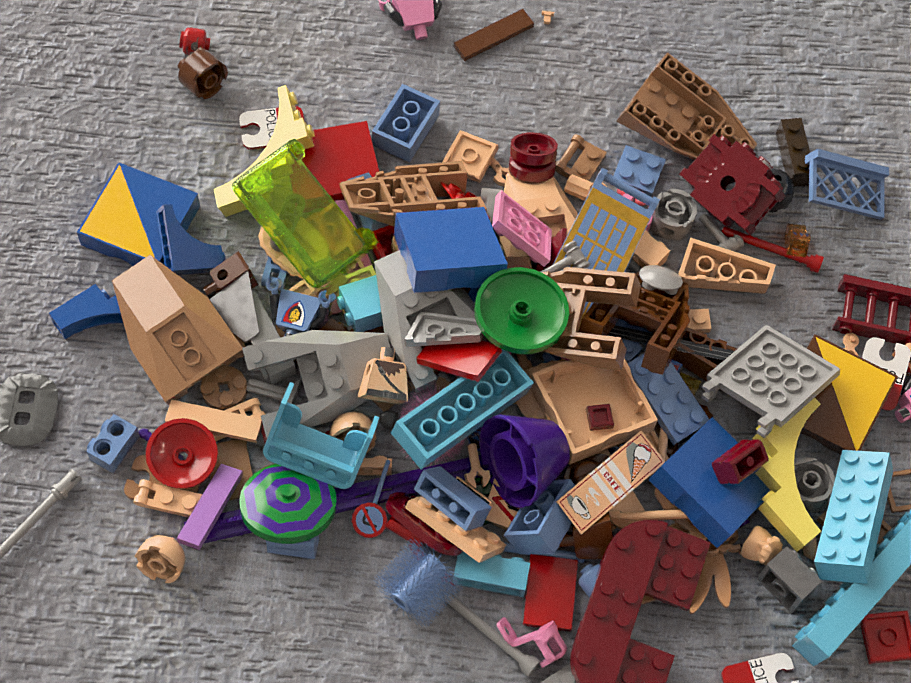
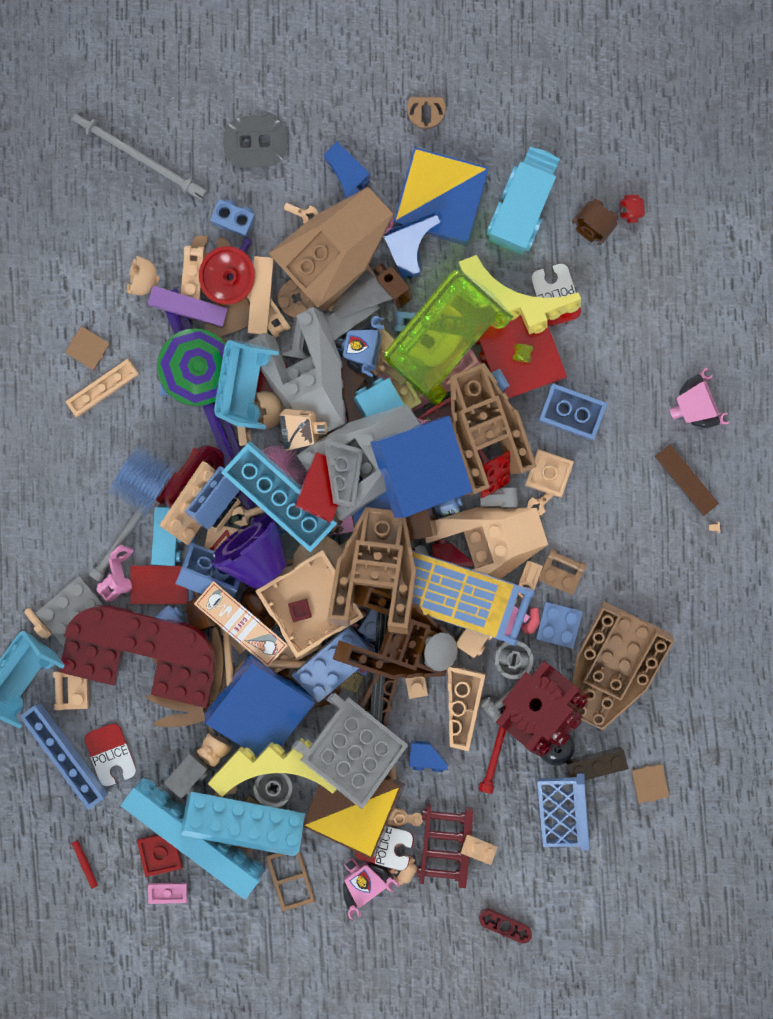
camera: 90 degrees right, 25 degrees up
(40, 213) = (431, 101): none -> medium nougat piece
(124, 368) = (300, 212): none -> light nougat bar
(165, 135) = (524, 197): none -> medium azure piece
(237, 643) = (87, 348): none -> medium nougat piece
(292, 630) = (102, 388): none -> light nougat tile
(333, 153) = (522, 353): none -> clear neon green wheel
(370, 518) = (199, 435): piece -> none
(521, 310) = (365, 534): green dish -> none
(522, 229) = (462, 527): bright pink plate -> none
(533, 157) = (550, 529): dark red wheel -> none
(574, 257) = (440, 575): light grey piece -> none
(740, 461) = (268, 728): dark red brick -> none
(780, 315) = (426, 756): none -> blue slope
(796, 238) = (504, 769): clear orange leg -> none
(816, 110) = (650, 783): none -> medium nougat piece
(887, 274) = (479, 849): none -> light nougat plate

